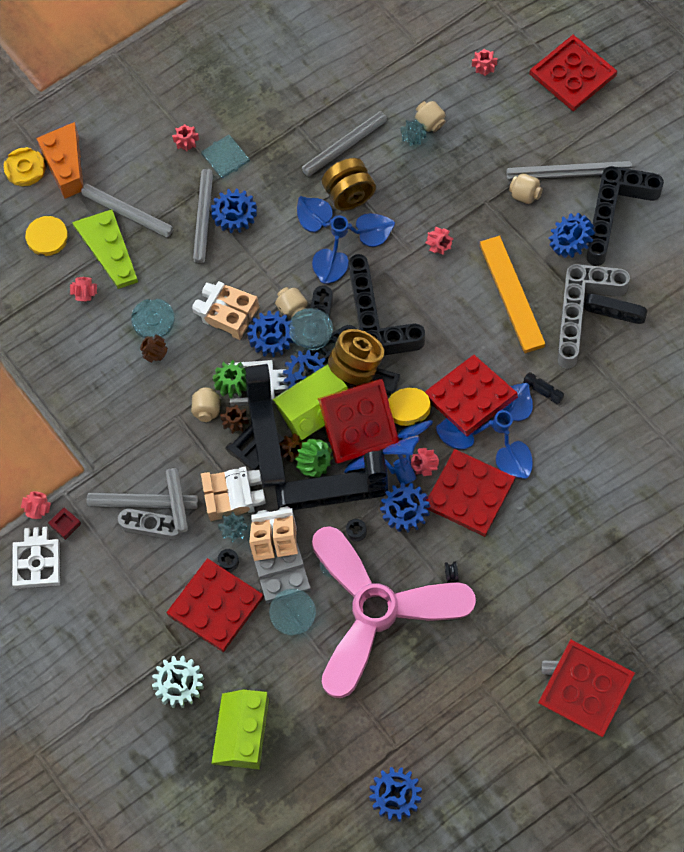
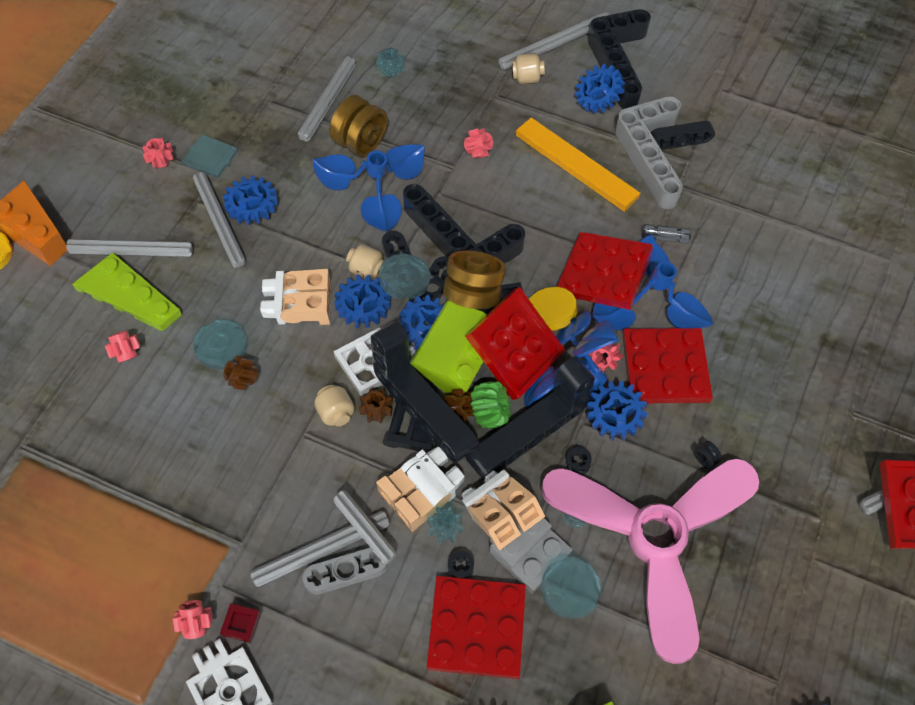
camera: 35 degrees left, 5 degrees down
(46, 235) = (48, 310): yellow tile -> none
(223, 379) = (349, 364): bright green gear -> none
(430, 115) = (399, 40): tan head -> none

